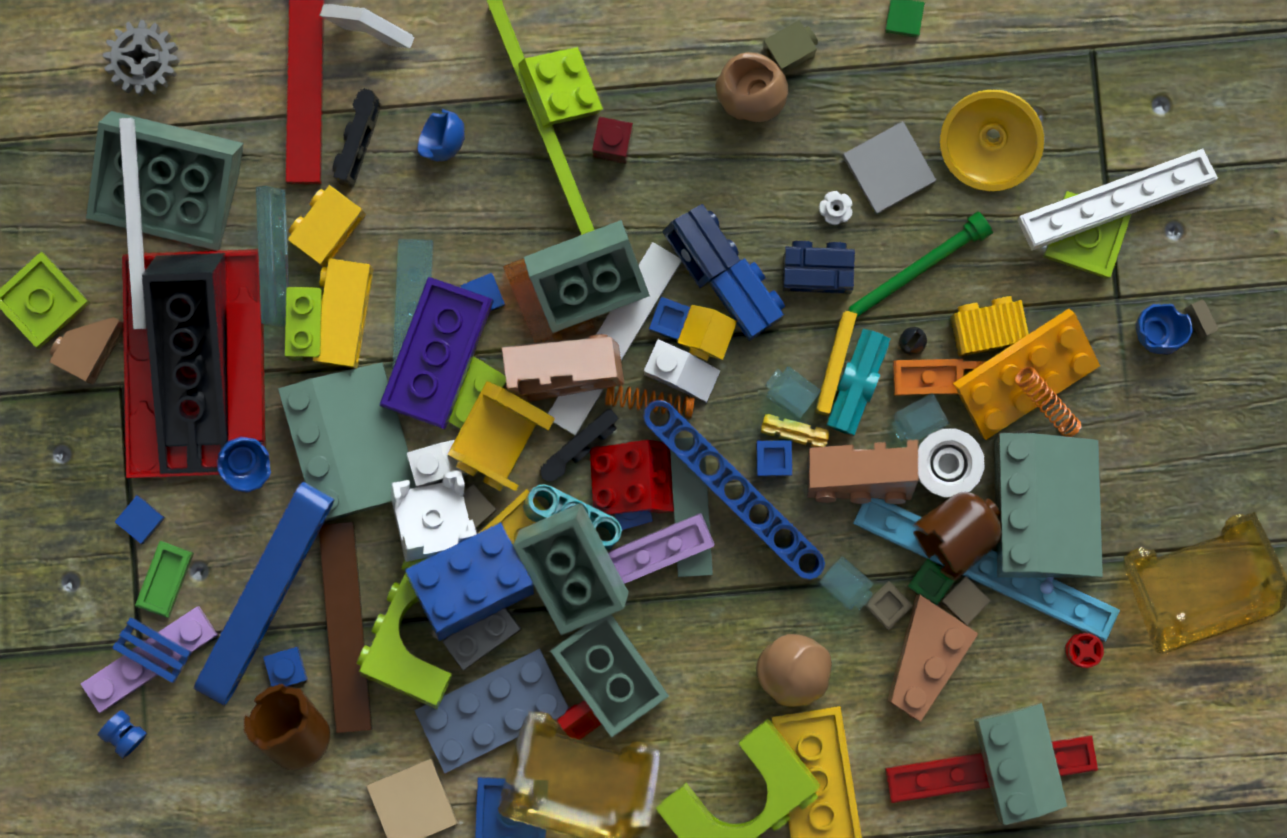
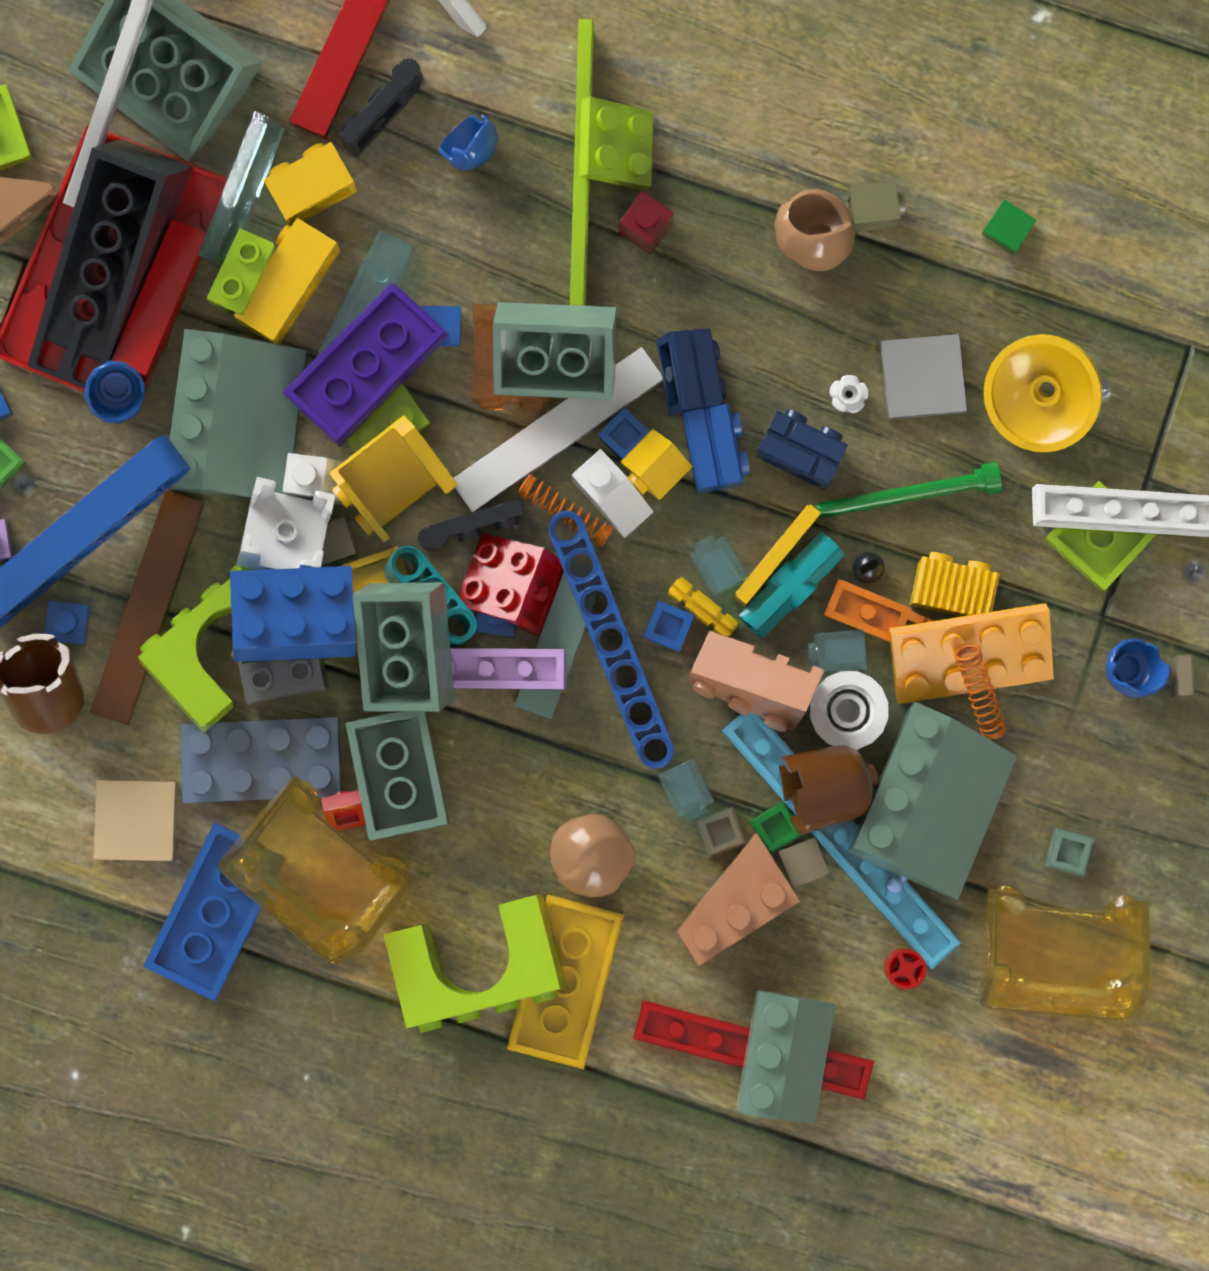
camera: 25 degrees right, 0 degrees up
(562, 367) = (488, 435): wedge -> none
(1173, 499) = (1069, 852): none -> sand green tile

